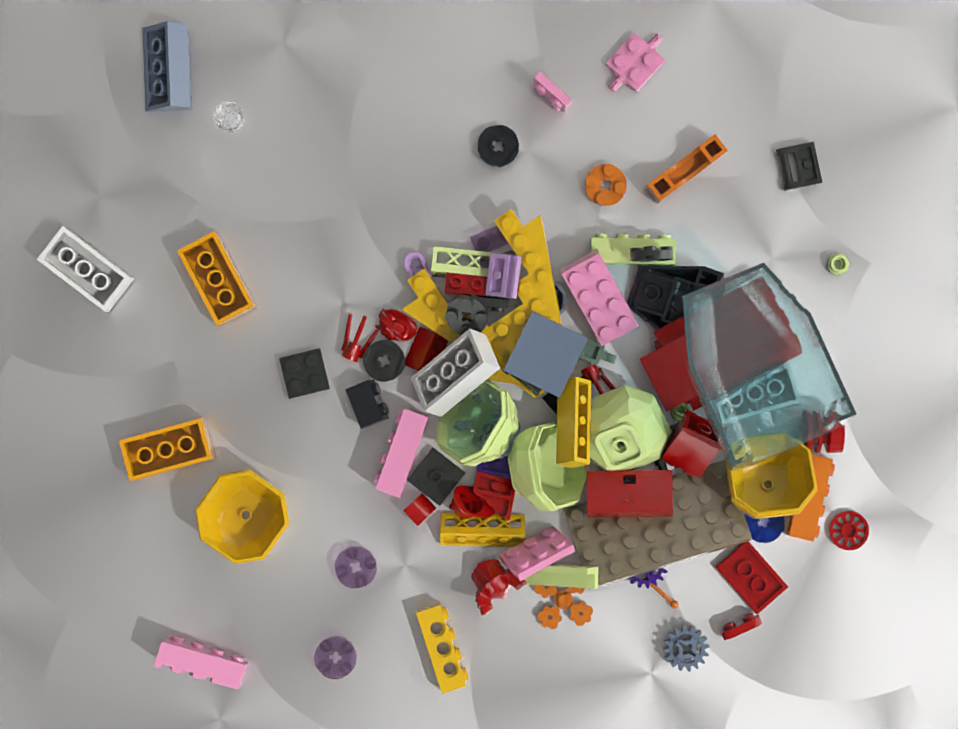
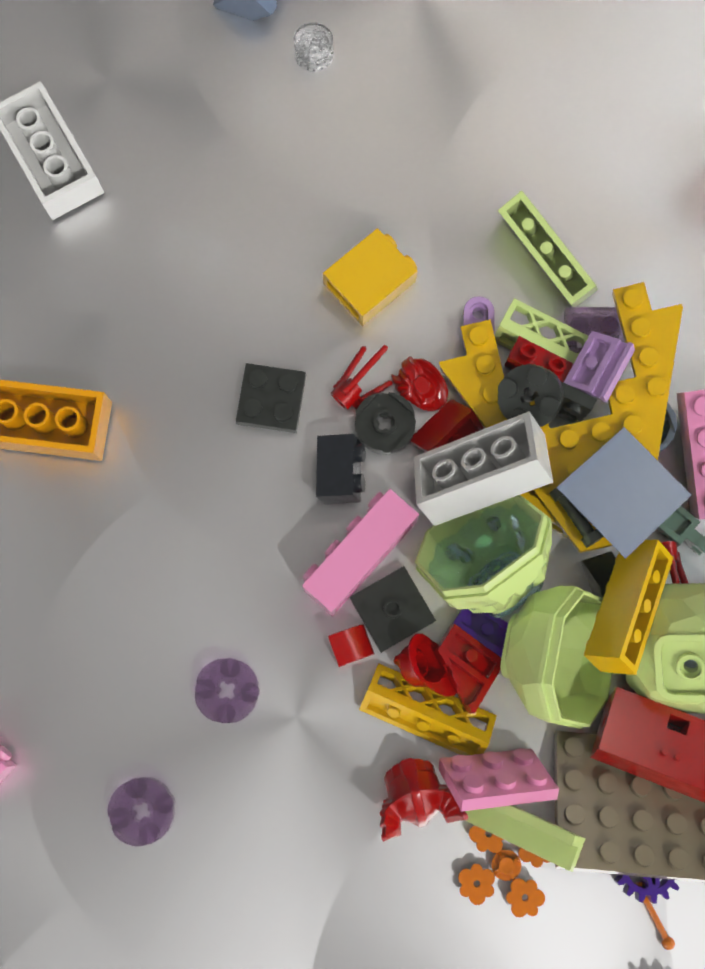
camera: 25 degrees right, 10 degrees down
(216, 278) = (208, 228): light orange brick -> none
(222, 519) = (70, 540): yellow rock -> none
(335, 266) = (370, 276): none -> yellow brick
(443, 203) = (548, 249): none -> yellowish green brick
(446, 680) = (289, 918): yellow brick -> none
(496, 134) = (649, 196): black plate -> none

